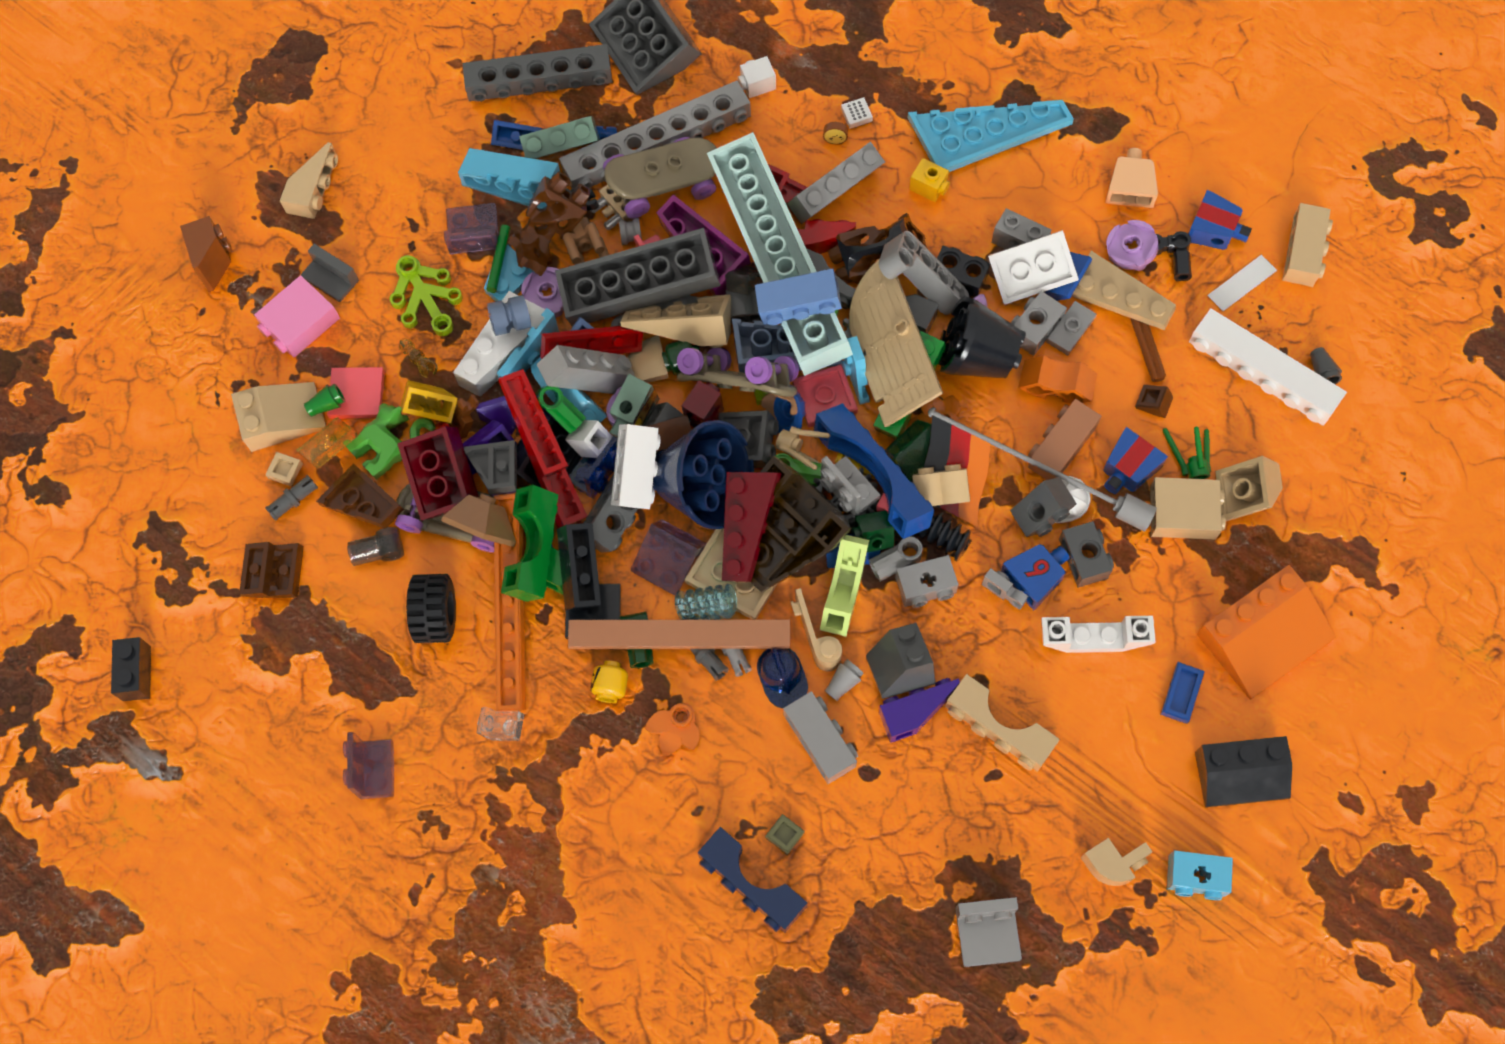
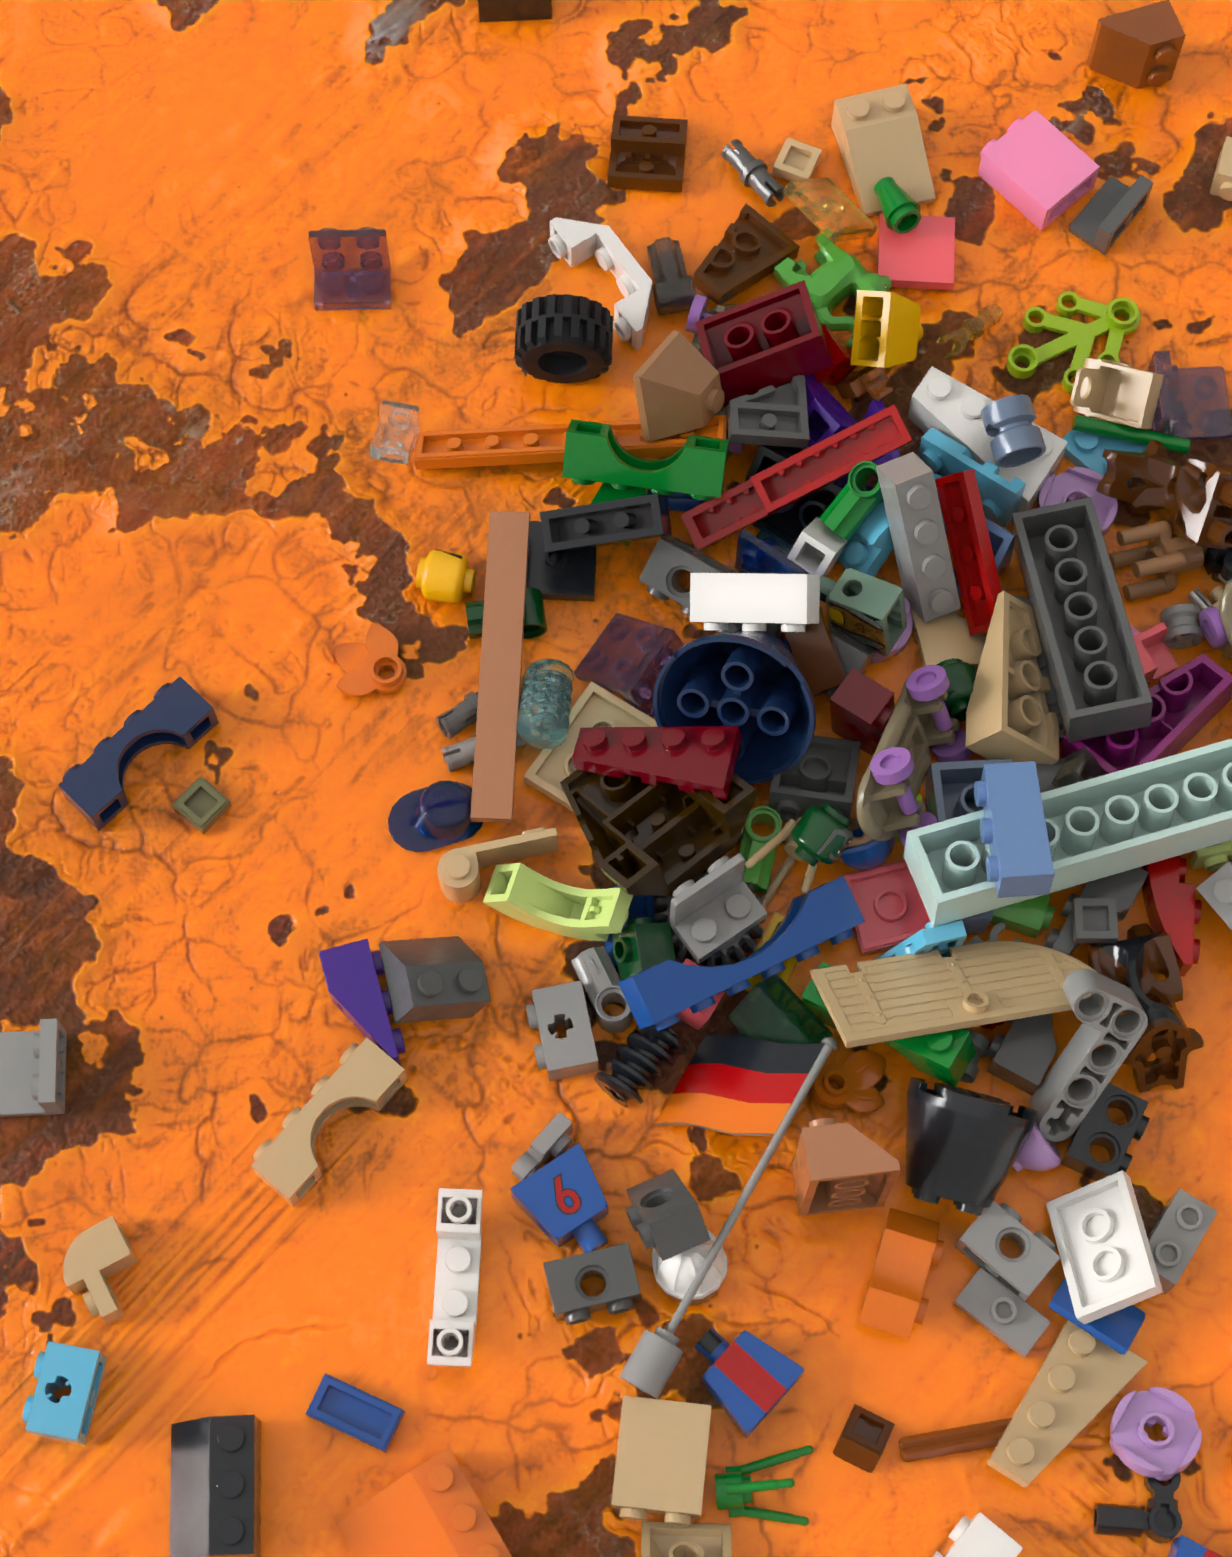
camera: 90 degrees right, 0 degrees up
(344, 615) = (580, 241): none -> white slope
(470, 264) = (1116, 392): none -> tan piece
(794, 422) = (822, 834): none -> dark green head
(821, 737) = (334, 858): light grey brick -> none
(840, 267) = (1094, 920): none -> dark grey plate
(844, 679) = (421, 900): light grey cone -> none
(943, 486) = (710, 1058): tan brick -> none
(1014, 404) = (840, 1169): none -> nougat slope
(1065, 438) = (791, 1270): nougat brick -> none

